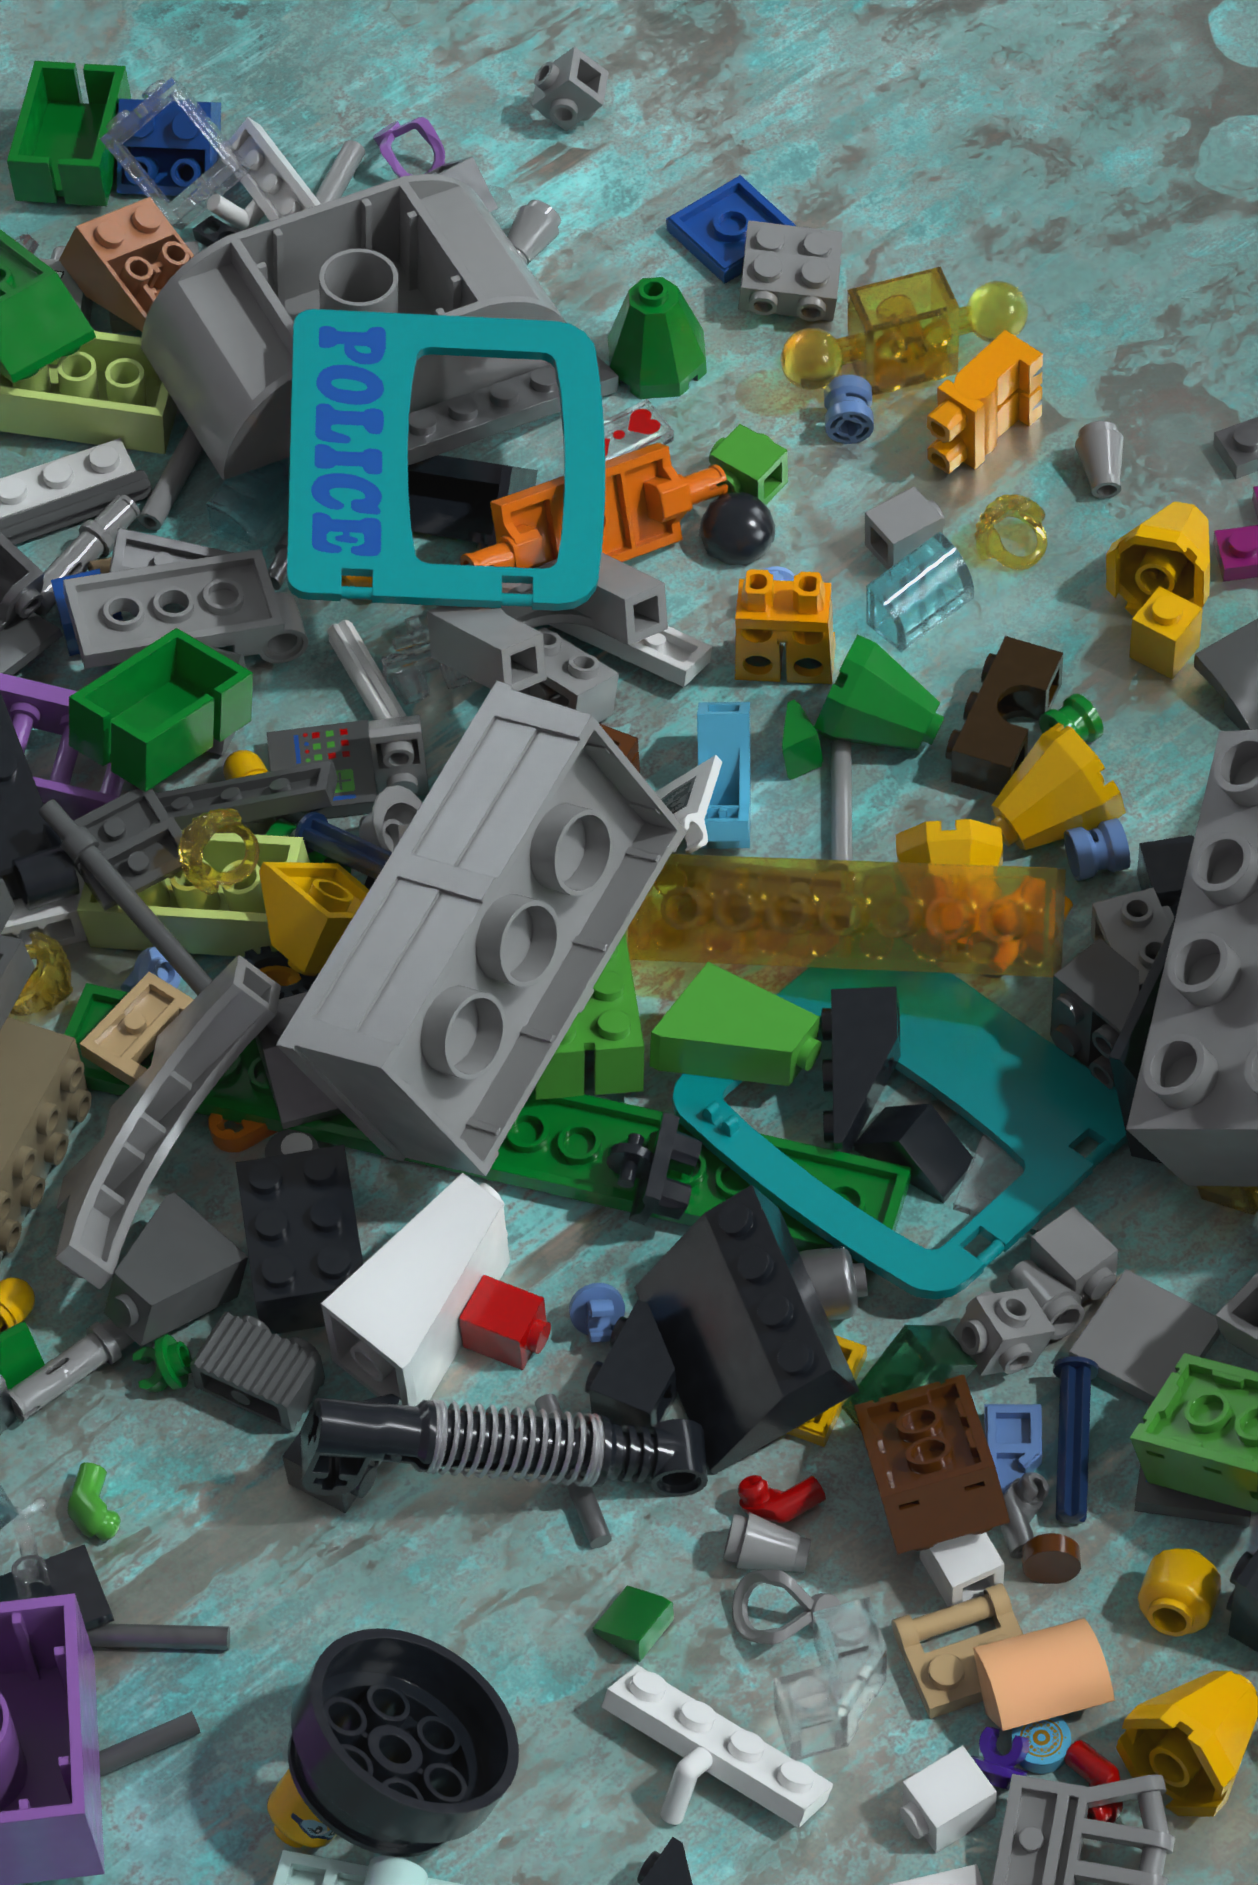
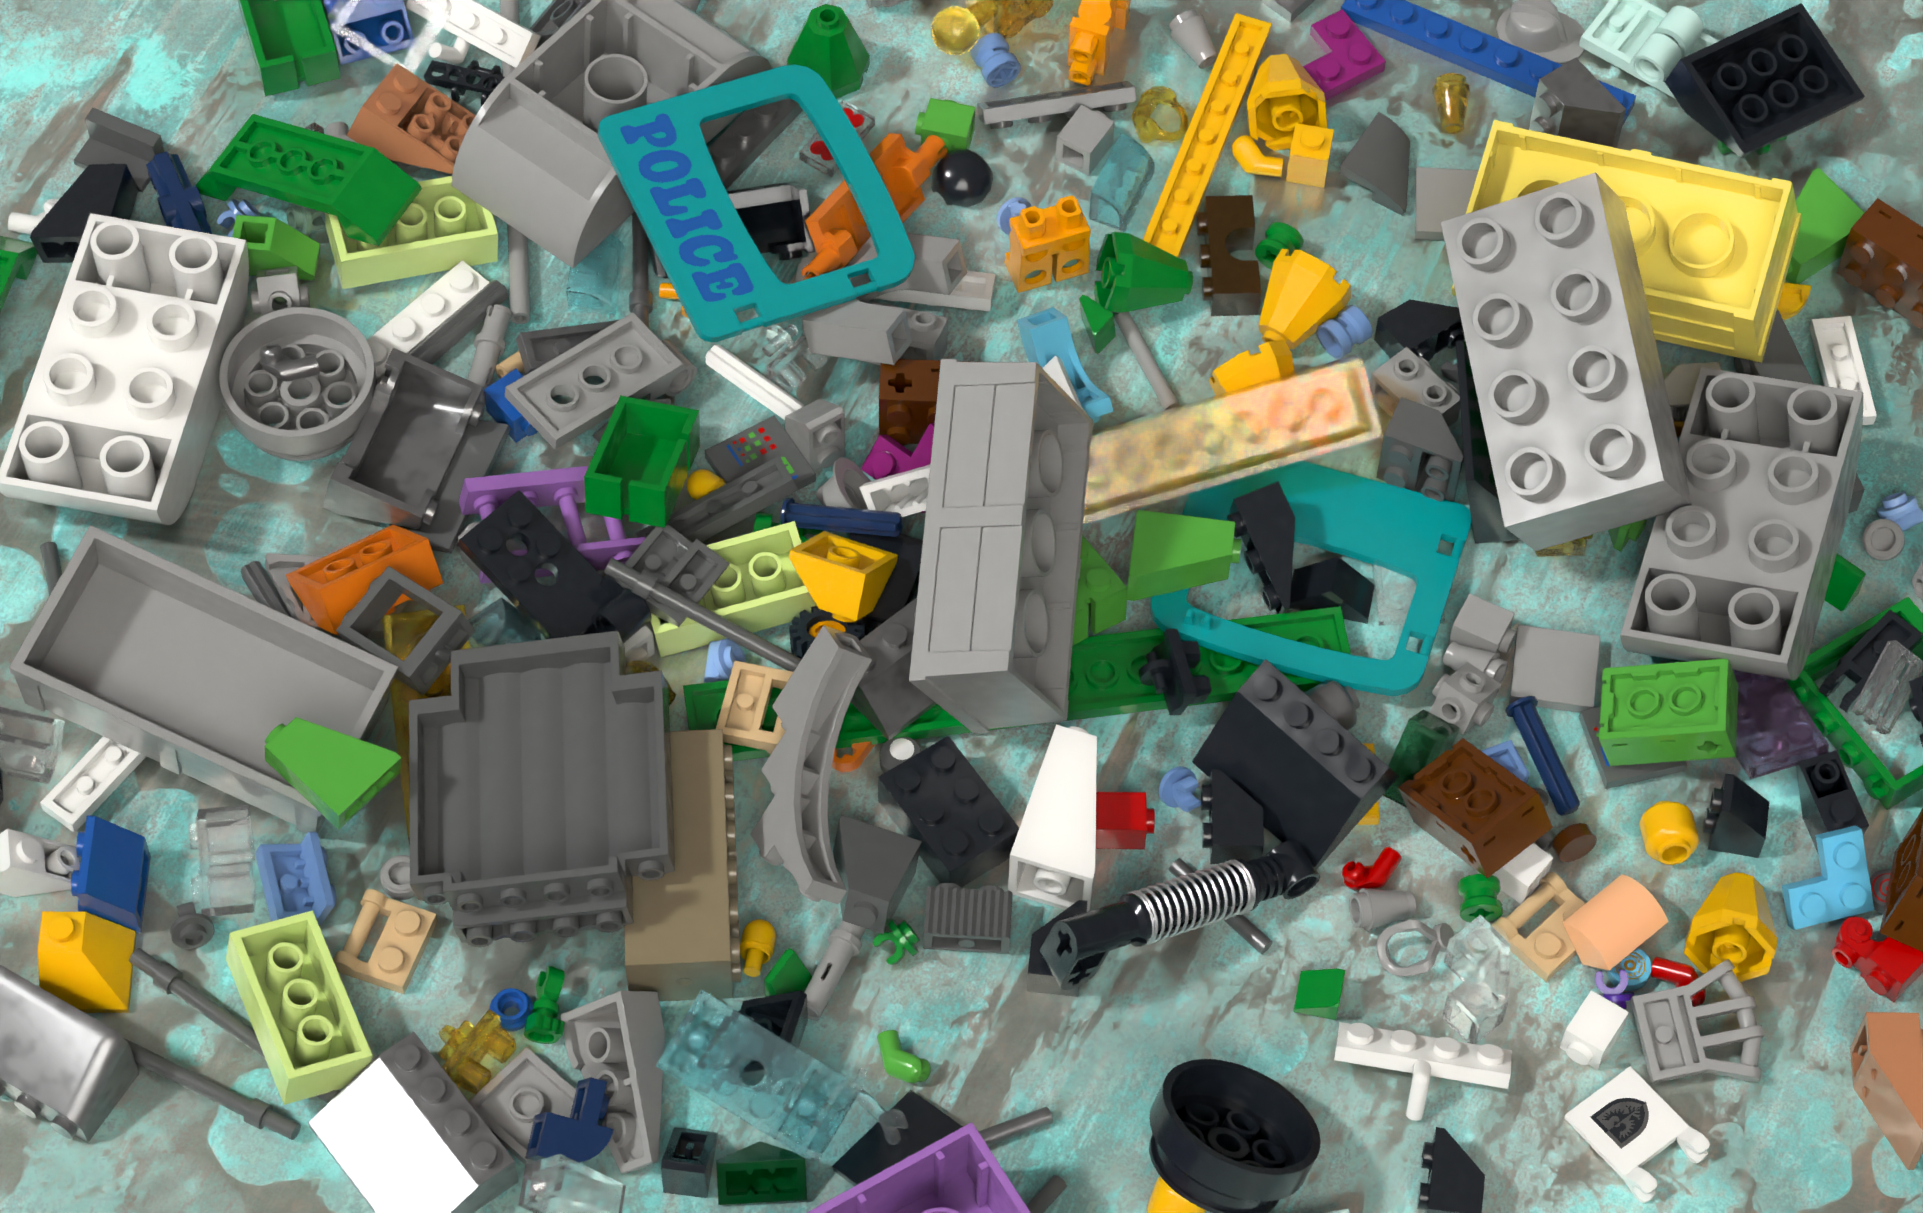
camera: 30 degrees left, 5 degrees up
(197, 836) = (732, 551): clear yellow piece -> none
(872, 478) = (1041, 106): none -> plate
(893, 1581) = (1480, 898): none -> green wheel
(1052, 573) = (1207, 134): none -> yellow plate
(1097, 617) = (1253, 161): none -> yellow arm

